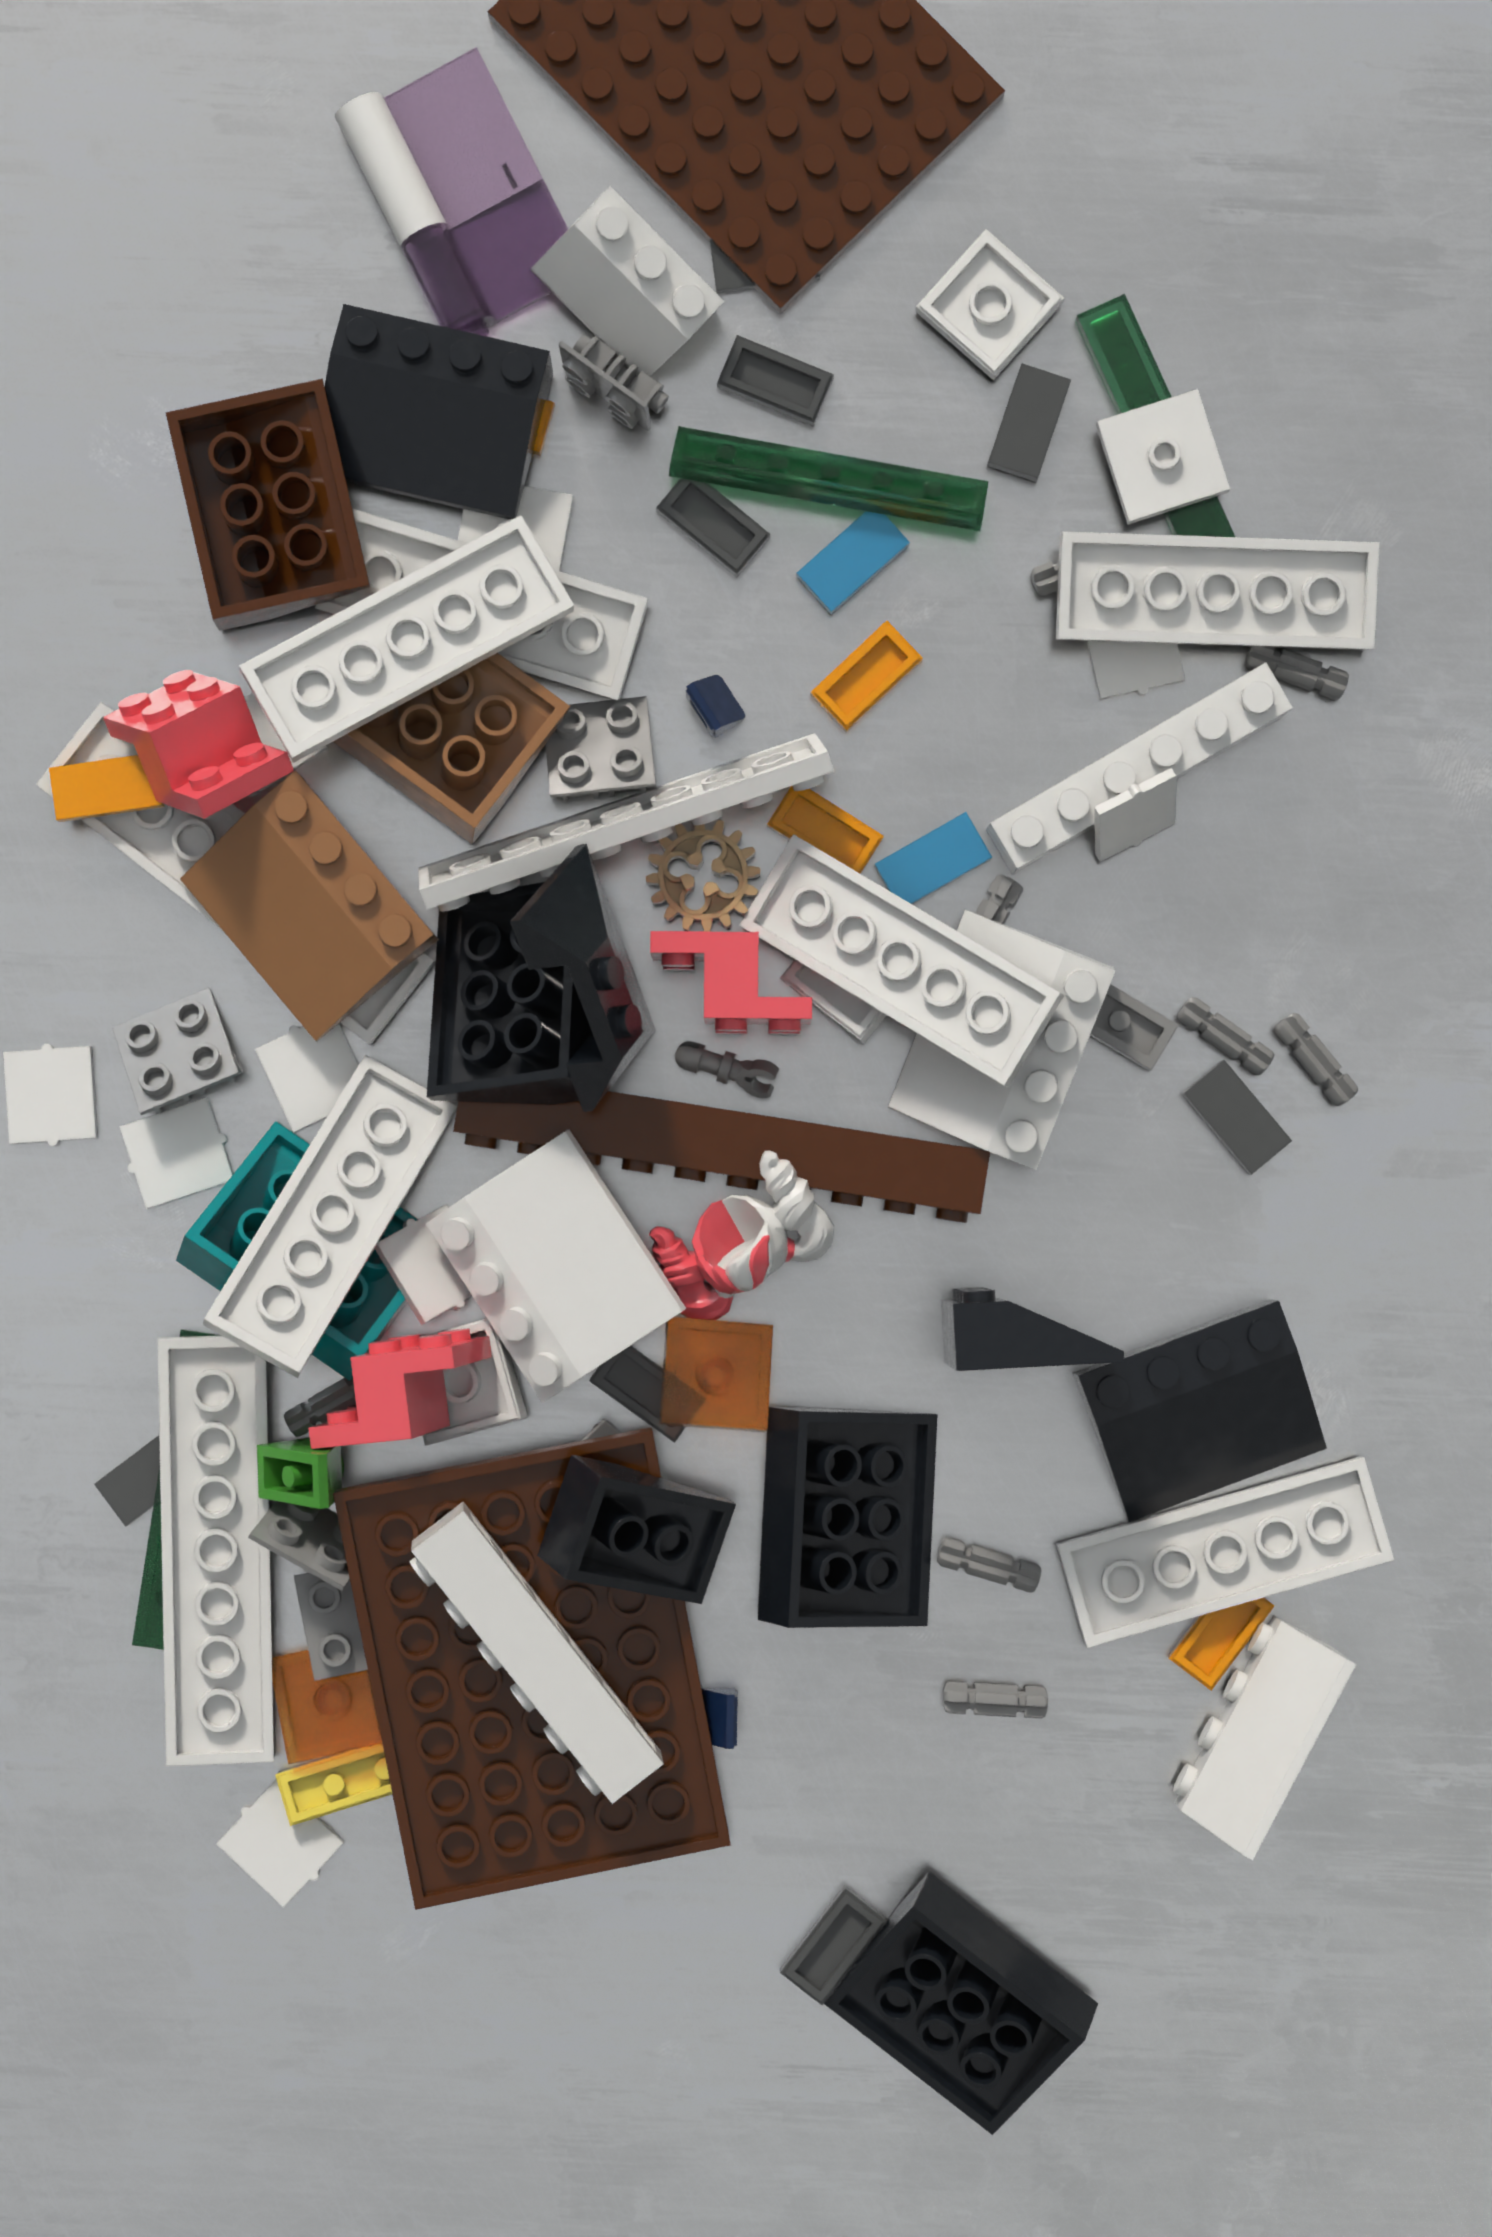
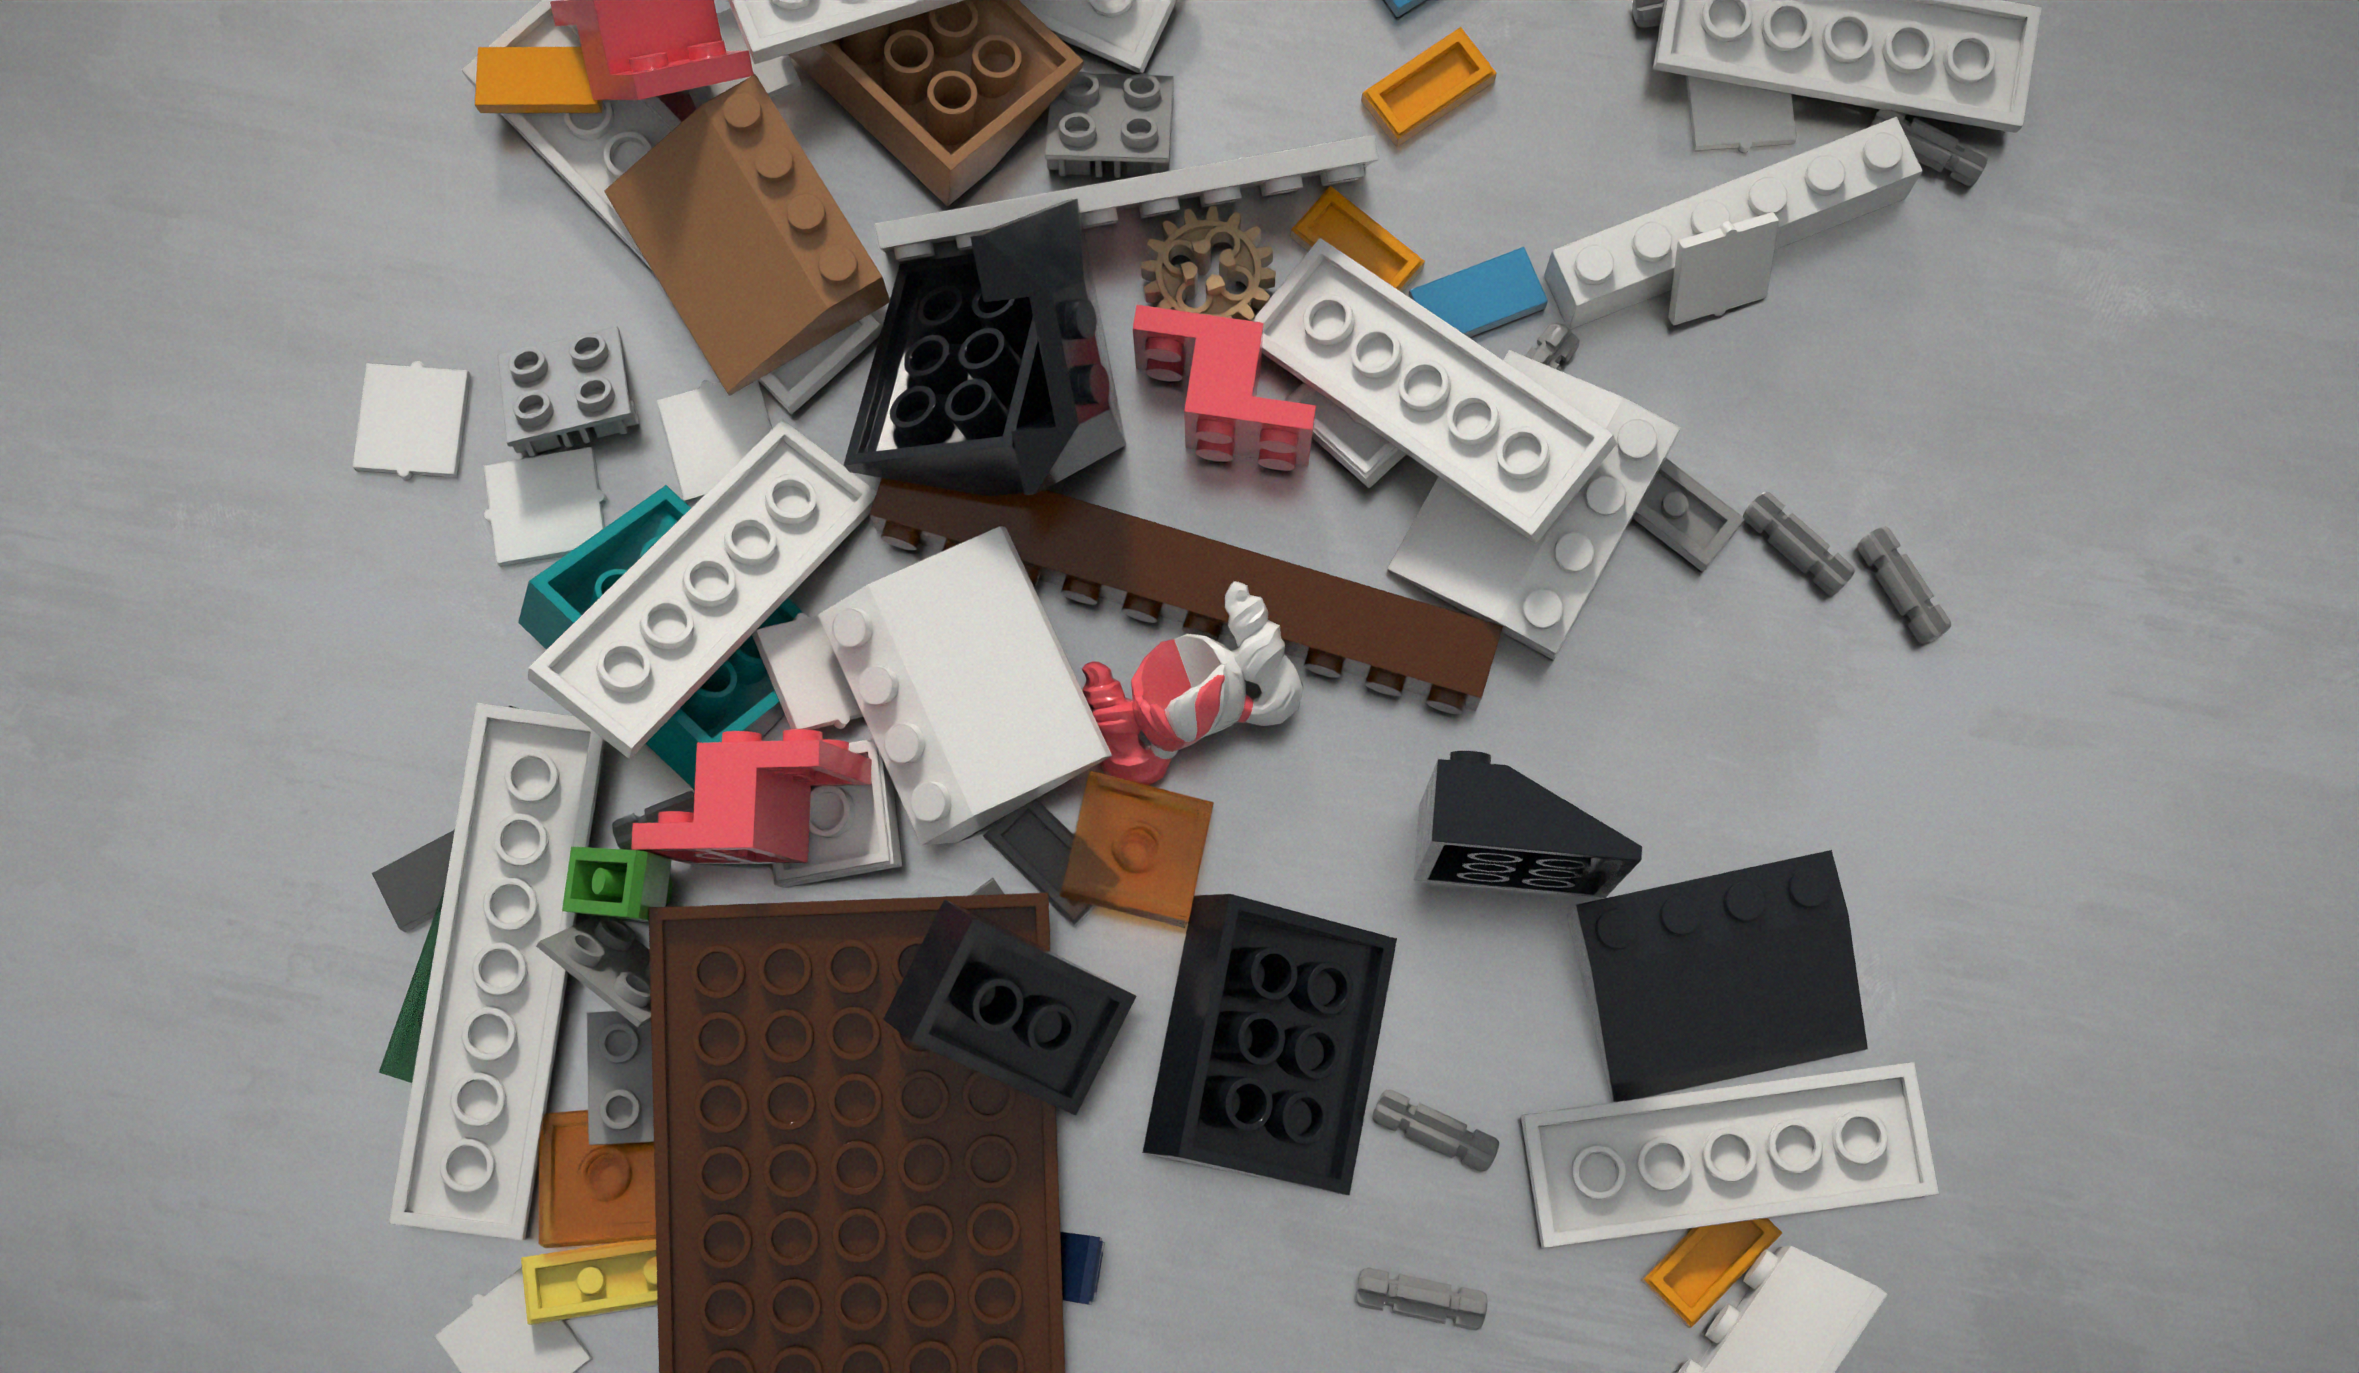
camera: 10 degrees right, 10 degrees down
(536, 1653) = (863, 1143): white brick -> none
(694, 1057) = (1202, 496): light grey piece -> none
(714, 704) = (1248, 92): dark blue slope -> none
(1236, 1117) = (1801, 639): dark grey tile -> none

